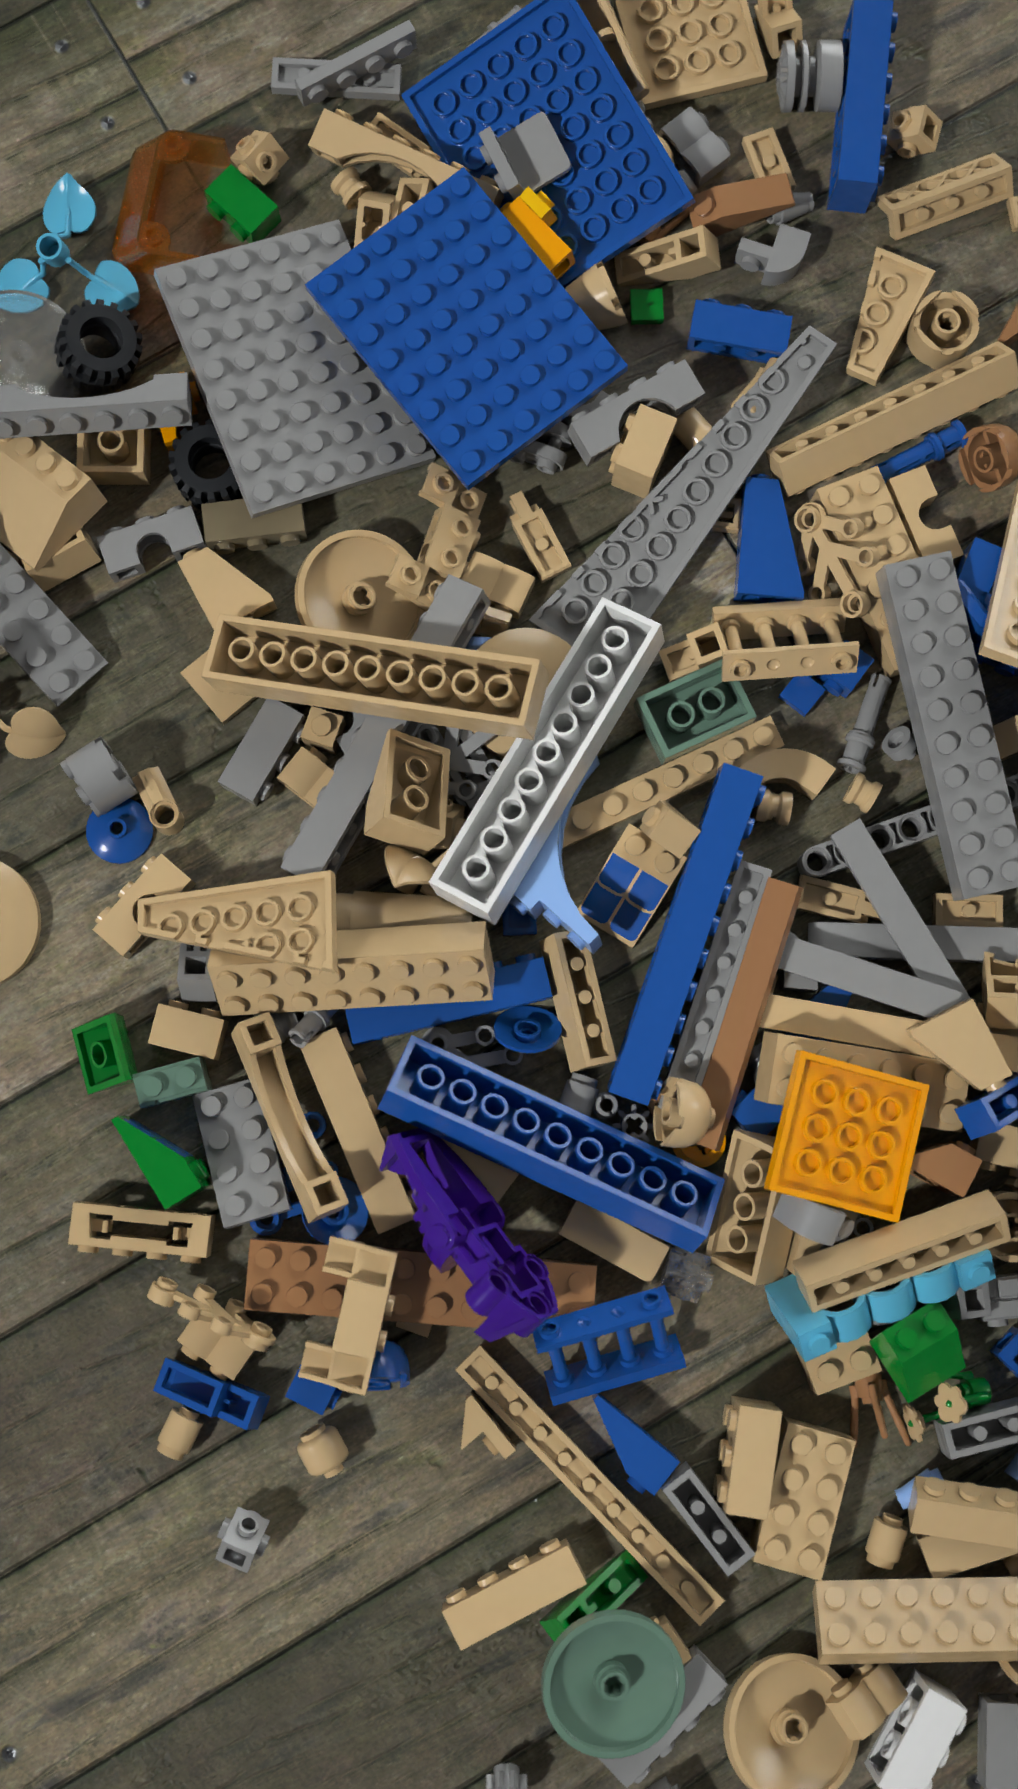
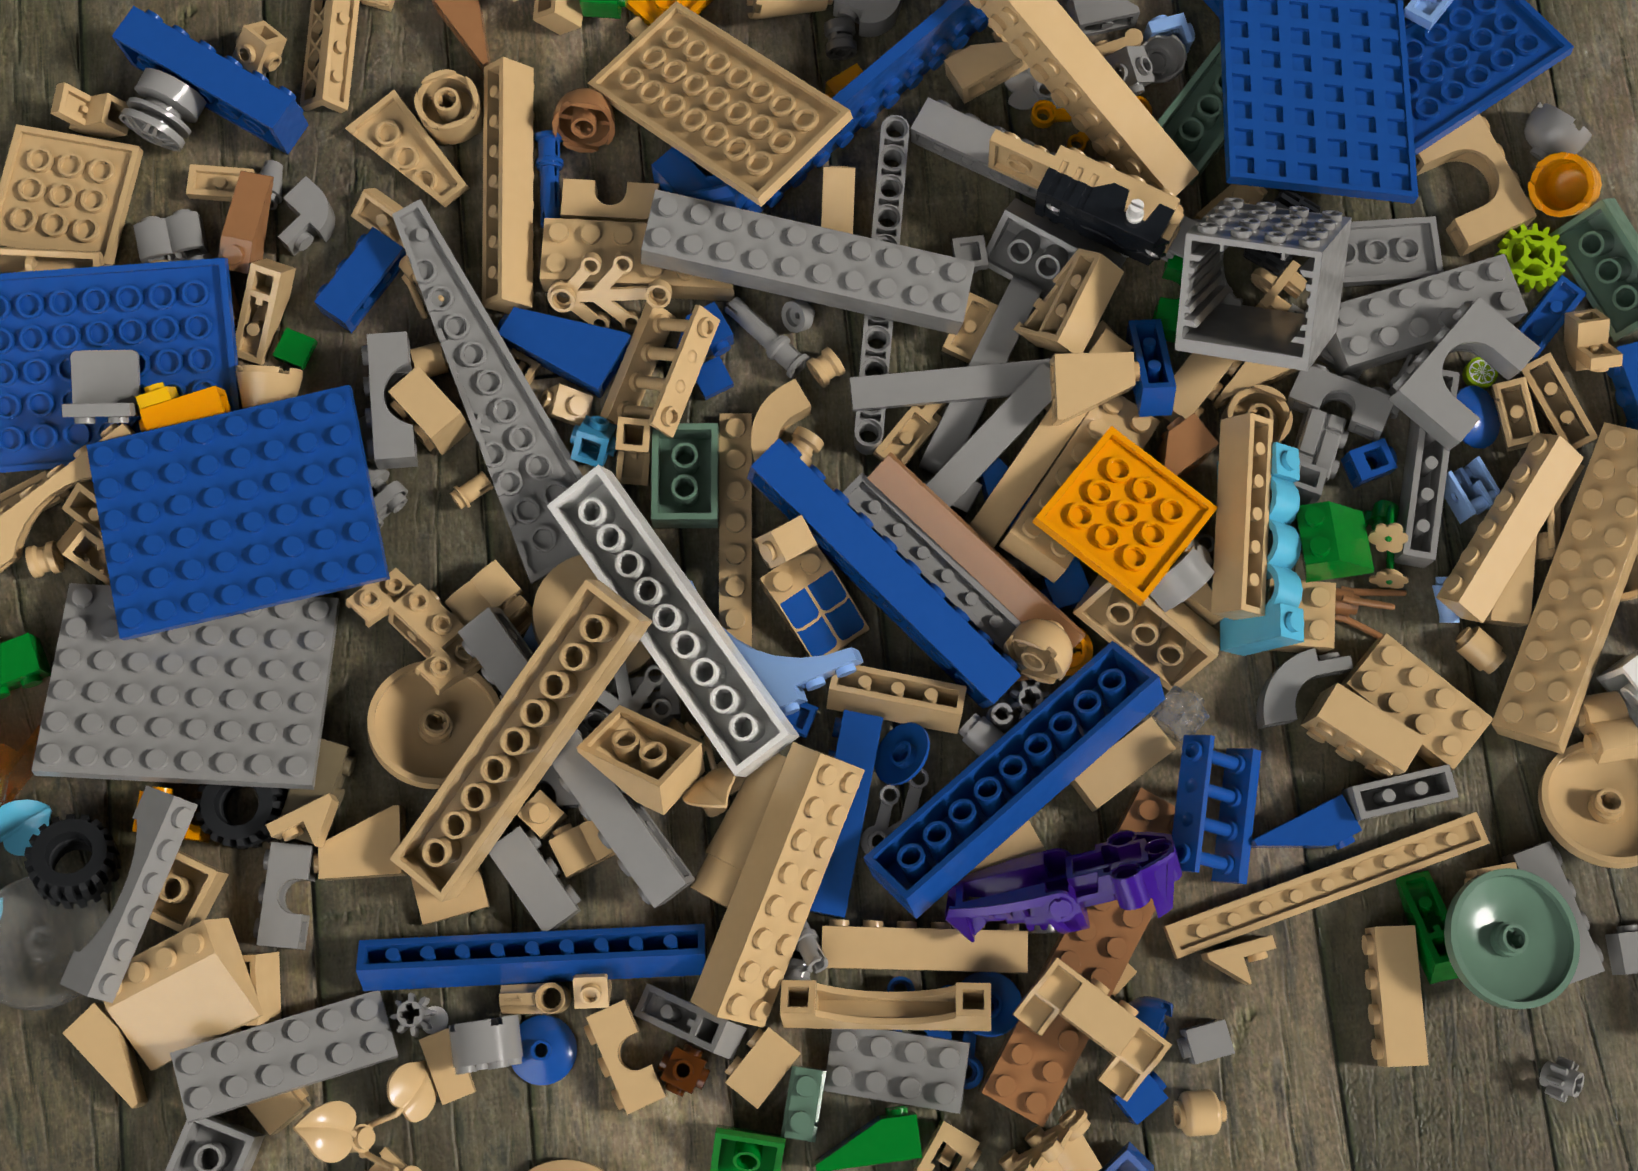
camera: 65 degrees left, 5 degrees down
(72, 740) = (440, 1063): none -> tan tile
(94, 693) = (408, 1007): none -> light grey gear
(103, 723) = (438, 1021): none -> white sticker
(162, 971) = (693, 1058): none -> reddish brown brick
(181, 757) = (531, 957): none -> blue brick
(187, 848) = (591, 991): none -> tan bracket
(227, 531) = (315, 816): none -> tan slope
(265, 919) = (698, 940): tan wing -> none
(390, 1429) = (1205, 1042): none -> light grey brick
(538, 539) = (460, 541): tan hinge -> none
(589, 525) = (471, 490): none -> tan pin
(686, 612) = (593, 441): none -> dark azure brick
(710, 573) = (566, 404): none -> tan bracket
(757, 1361) = (1281, 688): none -> light grey arch
(812, 310) = (376, 211): none -> tan slope

